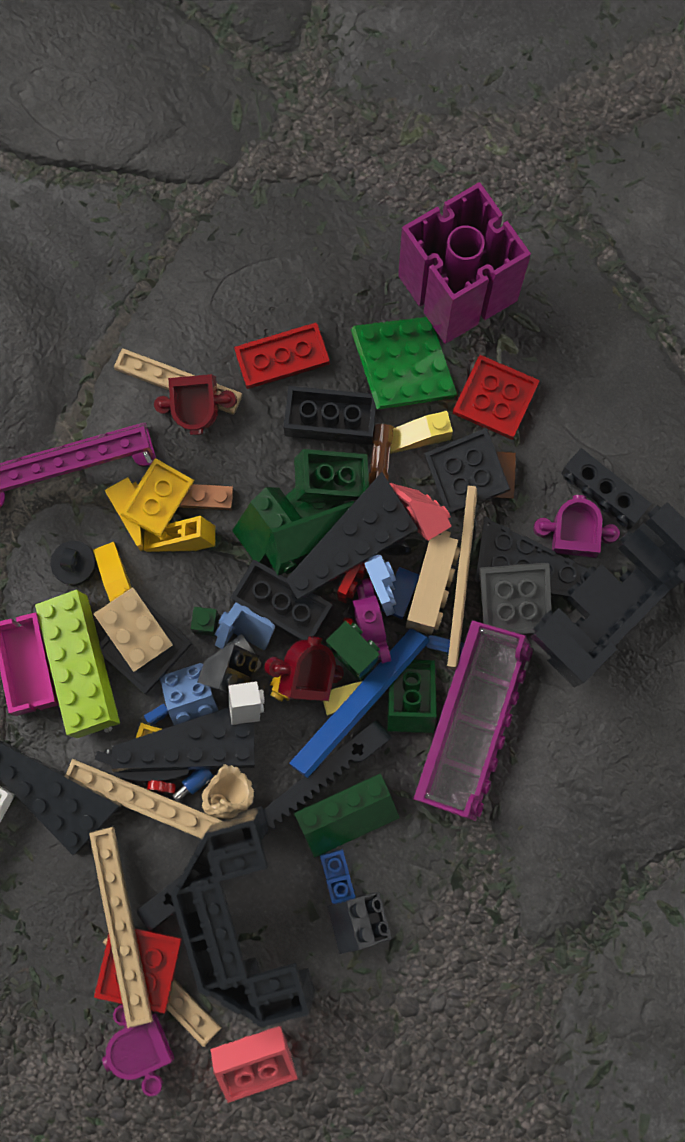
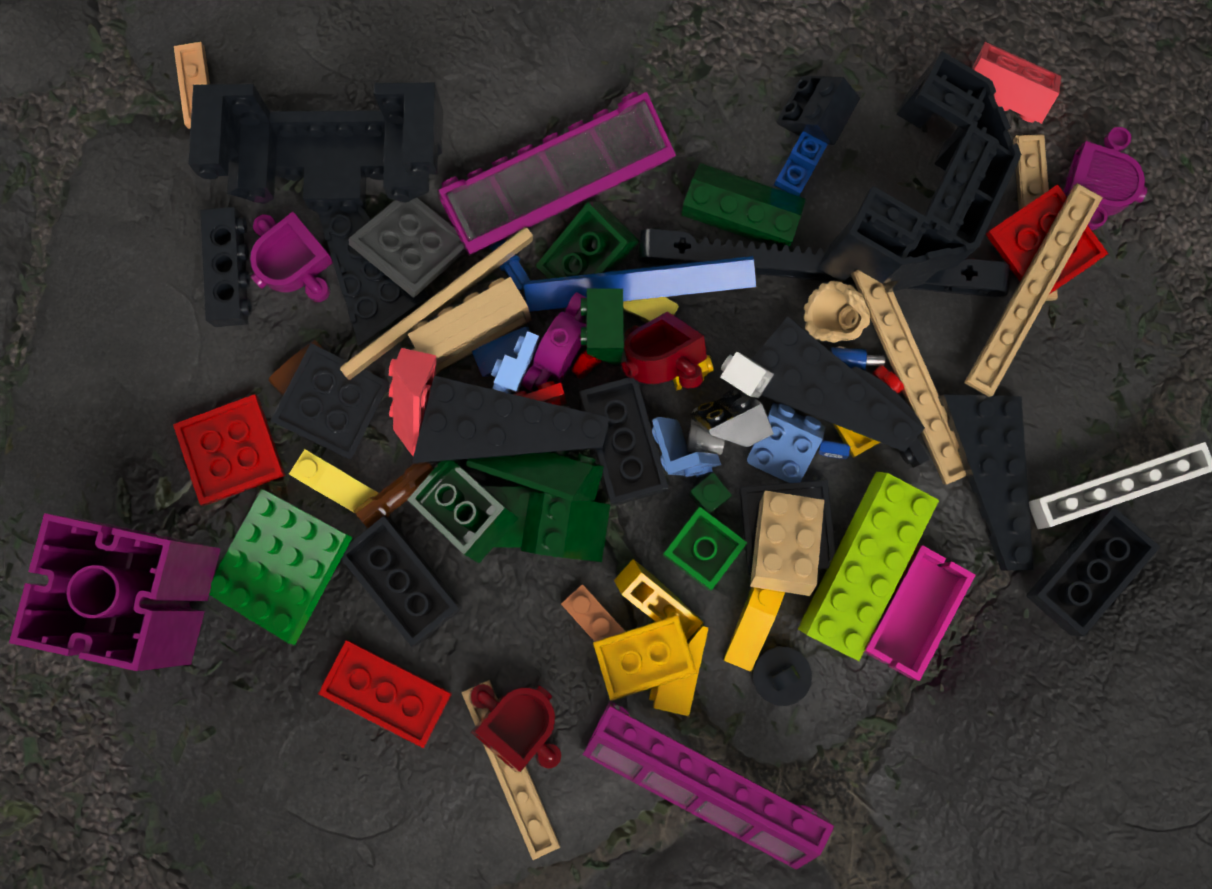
camera: 135 degrees left, 5 degrees up
(179, 586) = (704, 549): none -> green brick

